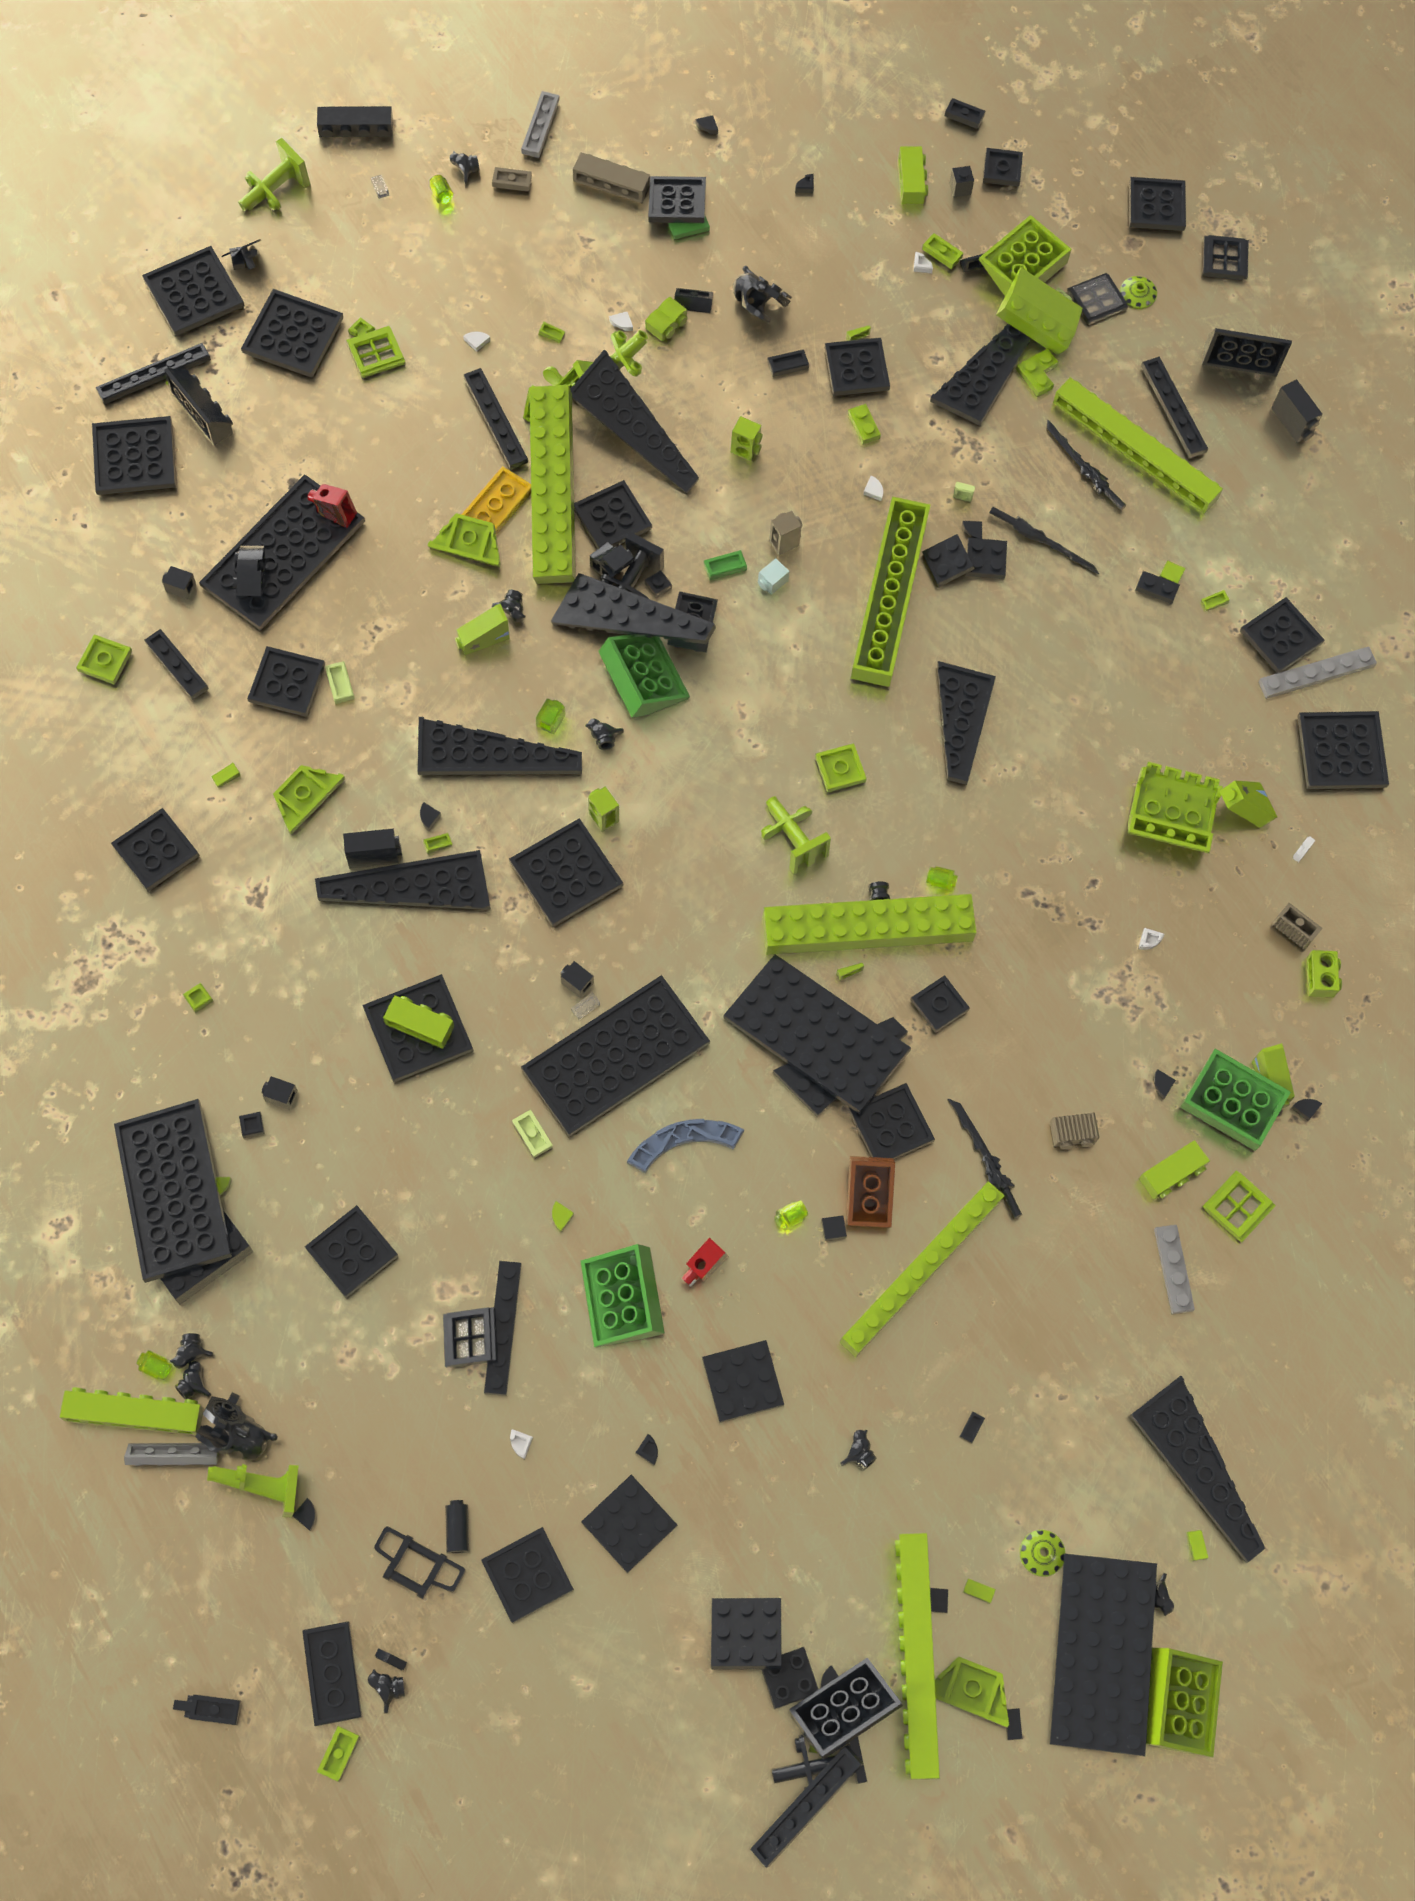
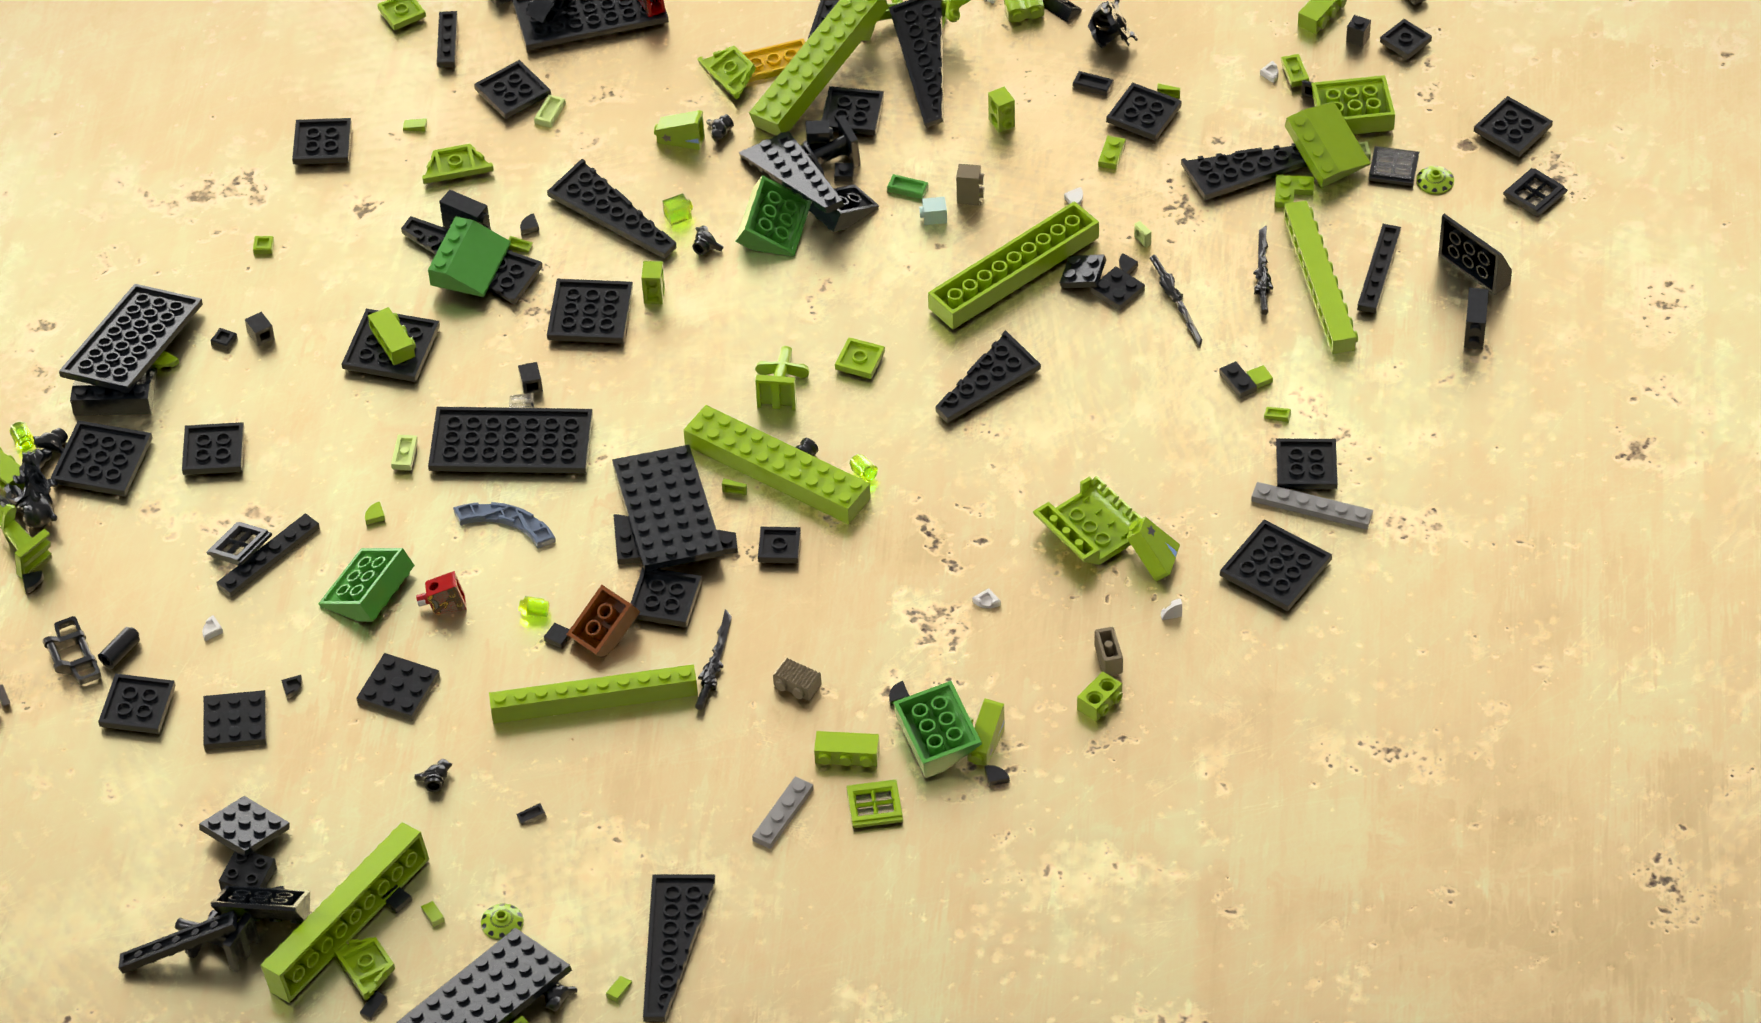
camera: 45 degrees right, 20 degrees down
(253, 1335) = (101, 458): none -> black plate
(415, 891) = (467, 258): none -> bright green slope

